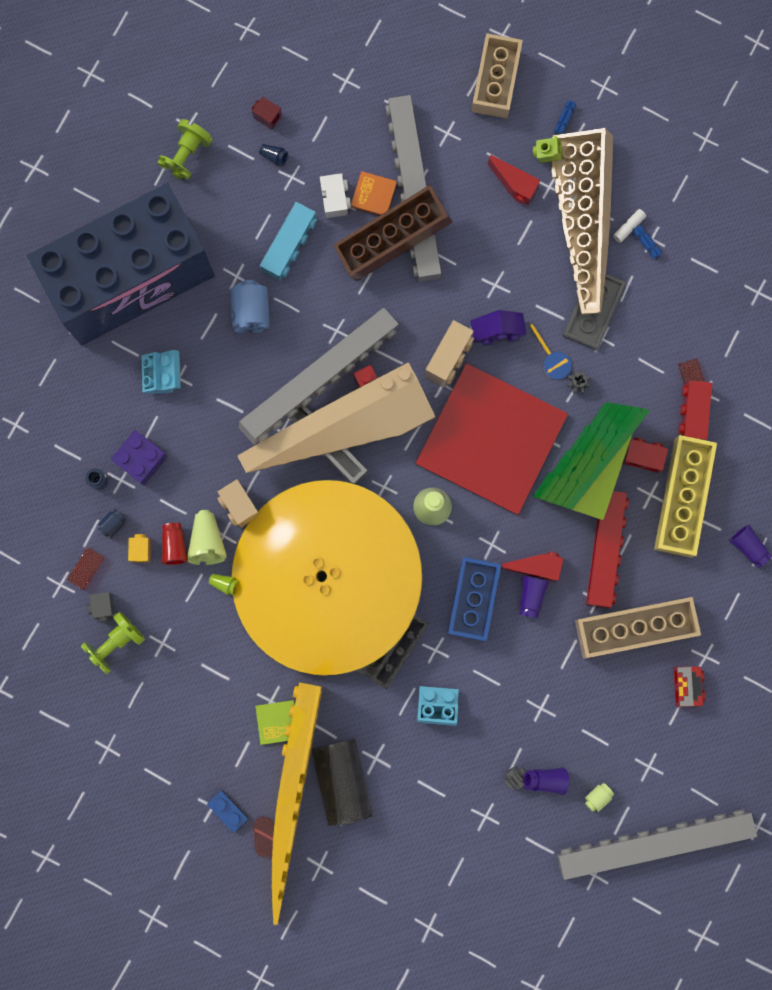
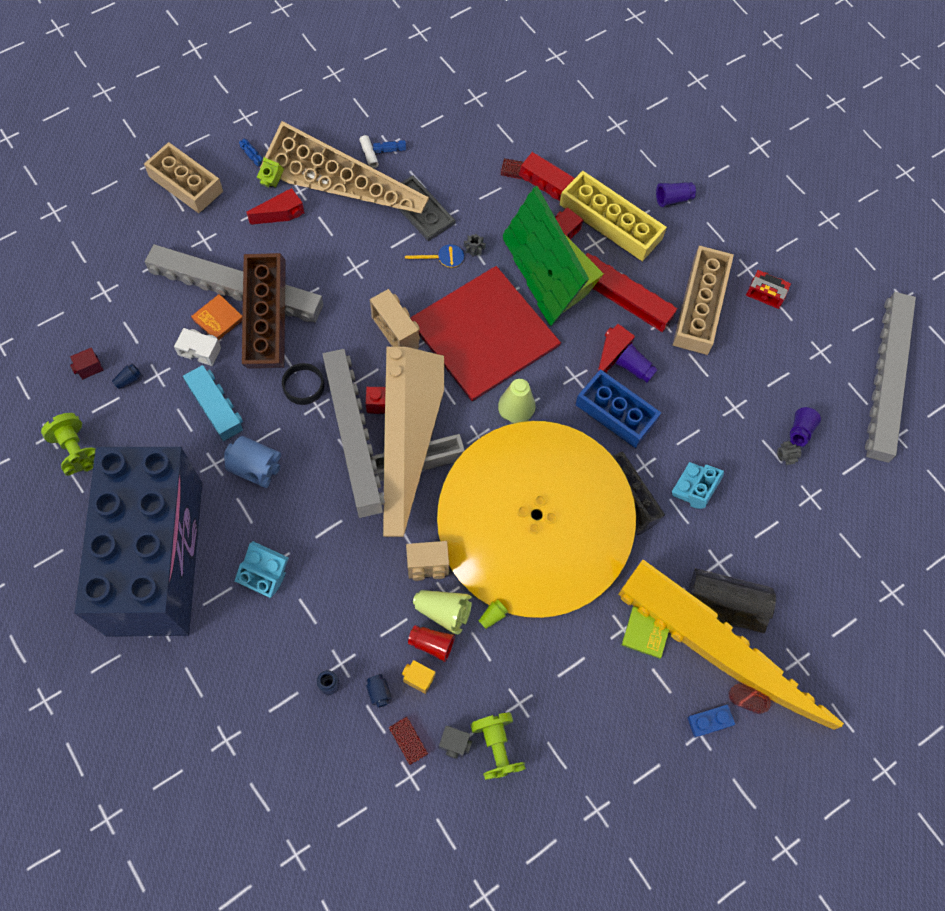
camera: 65 degrees left, 15 degrees down
(139, 457) = (330, 632): dark purple brick -> none
(346, 288) = (297, 367): none -> black tyre
(498, 326) = (394, 274): dark purple brick -> none
(599, 797) = (833, 398): yellowish green brick -> none

